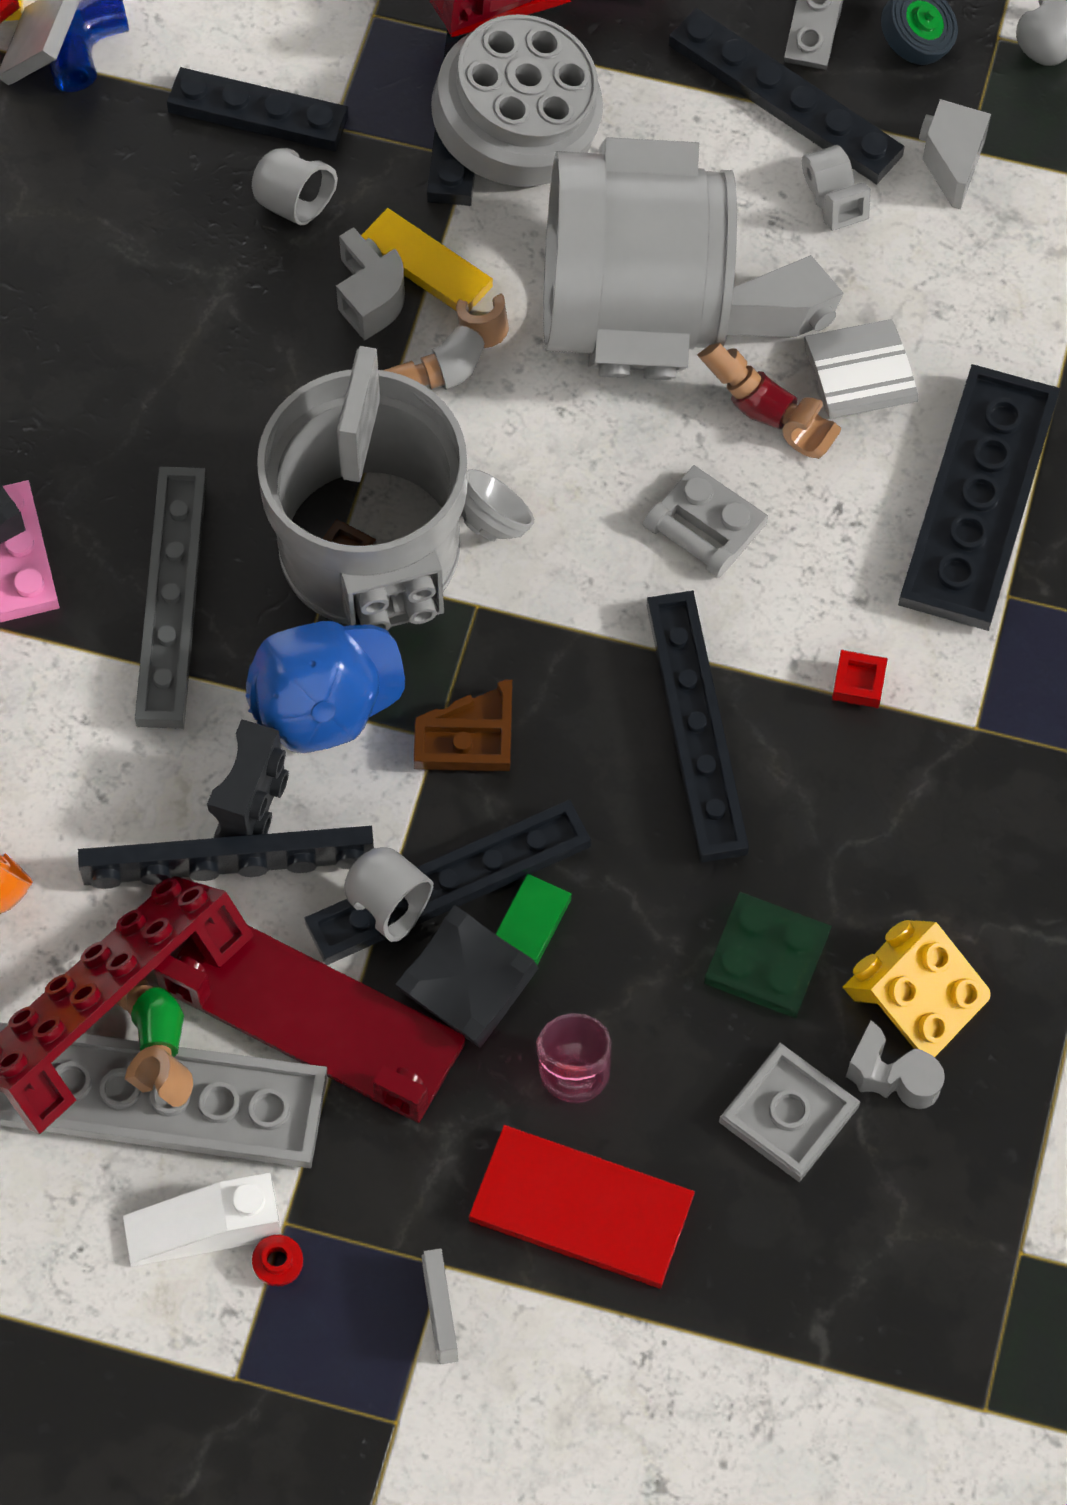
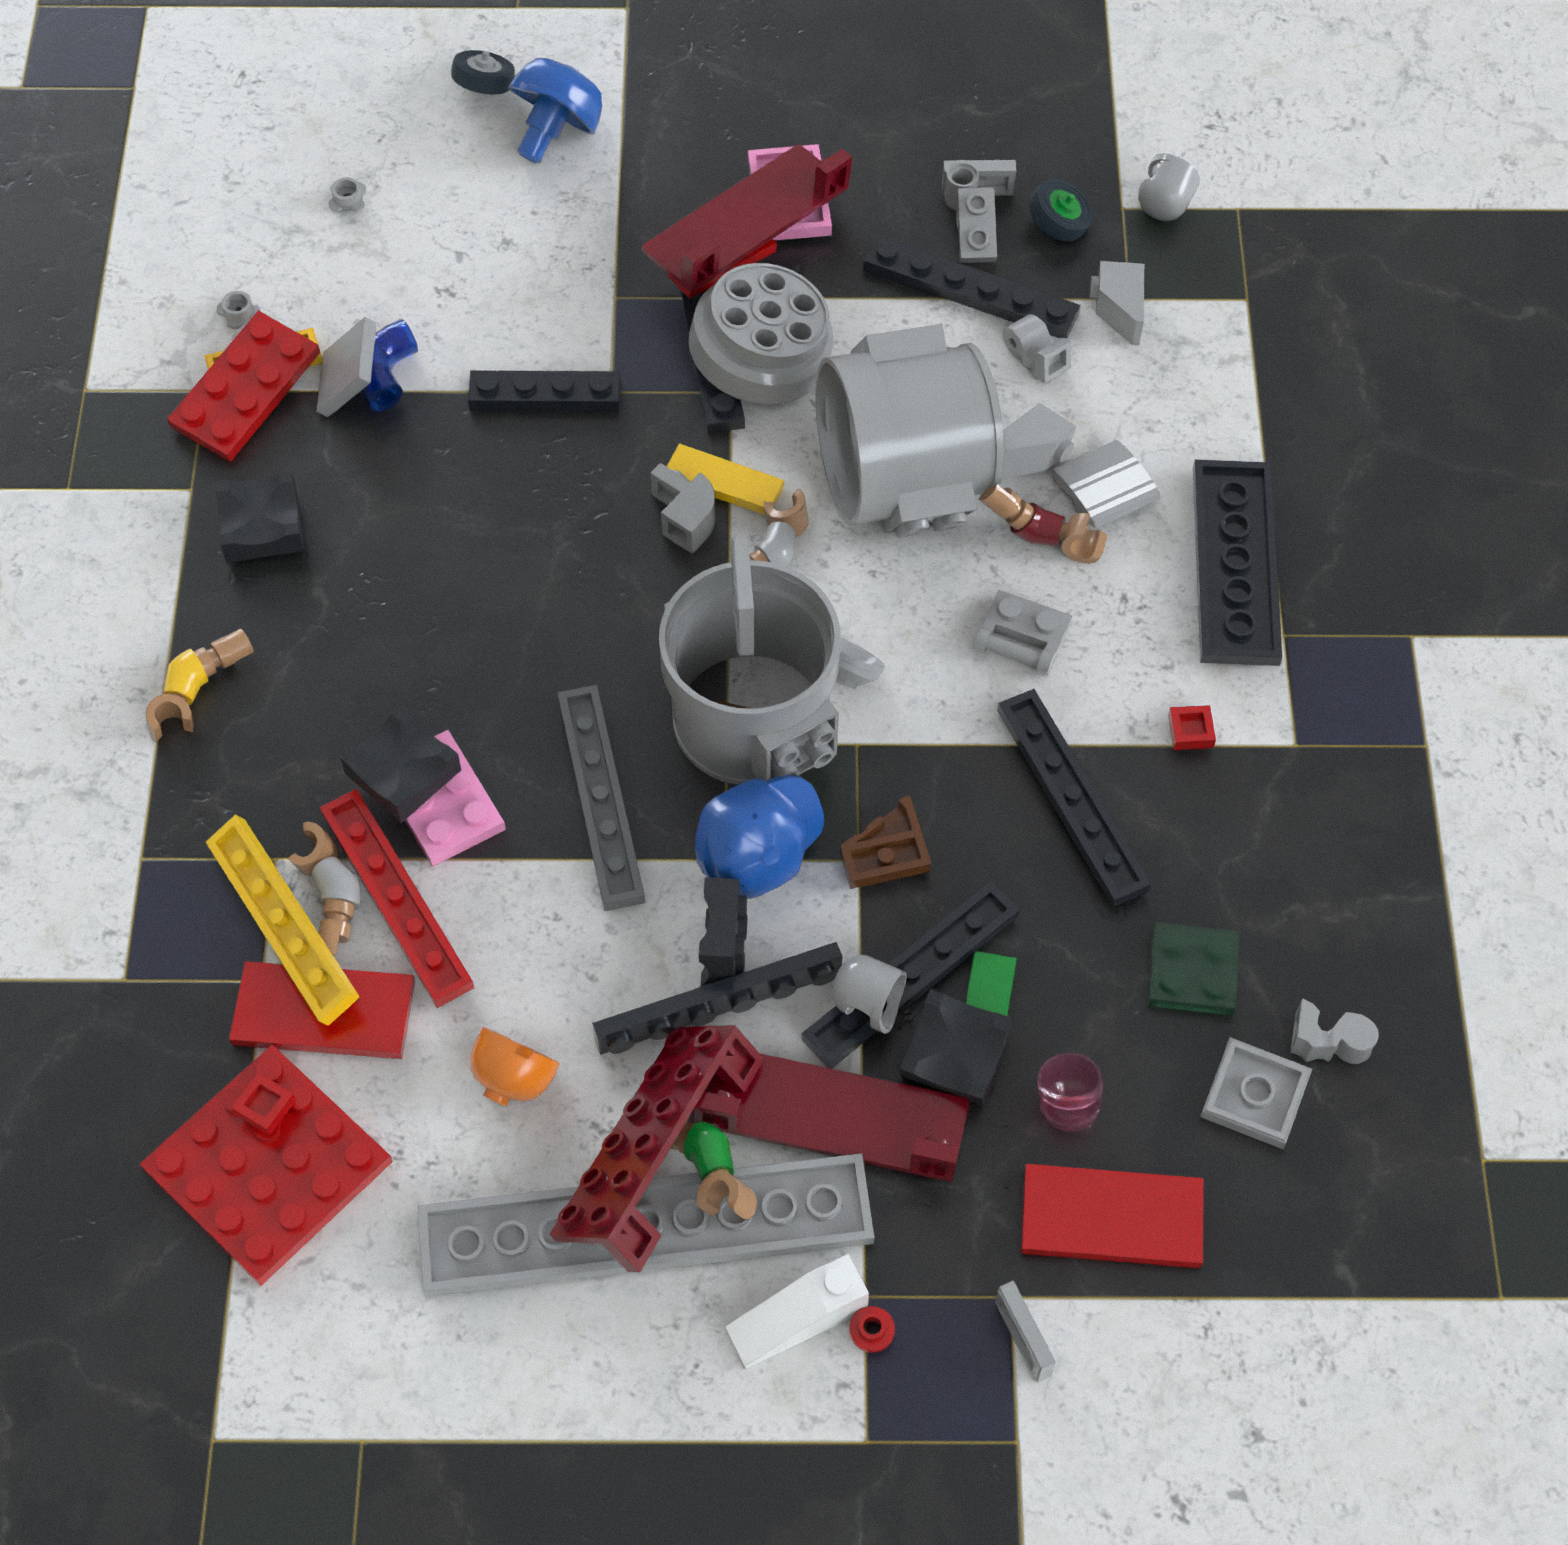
camera: 15 degrees left, 5 degrees down
(280, 180) = (587, 442): light grey helmet -> none
(920, 984) = (1327, 958): yellow bracket -> none

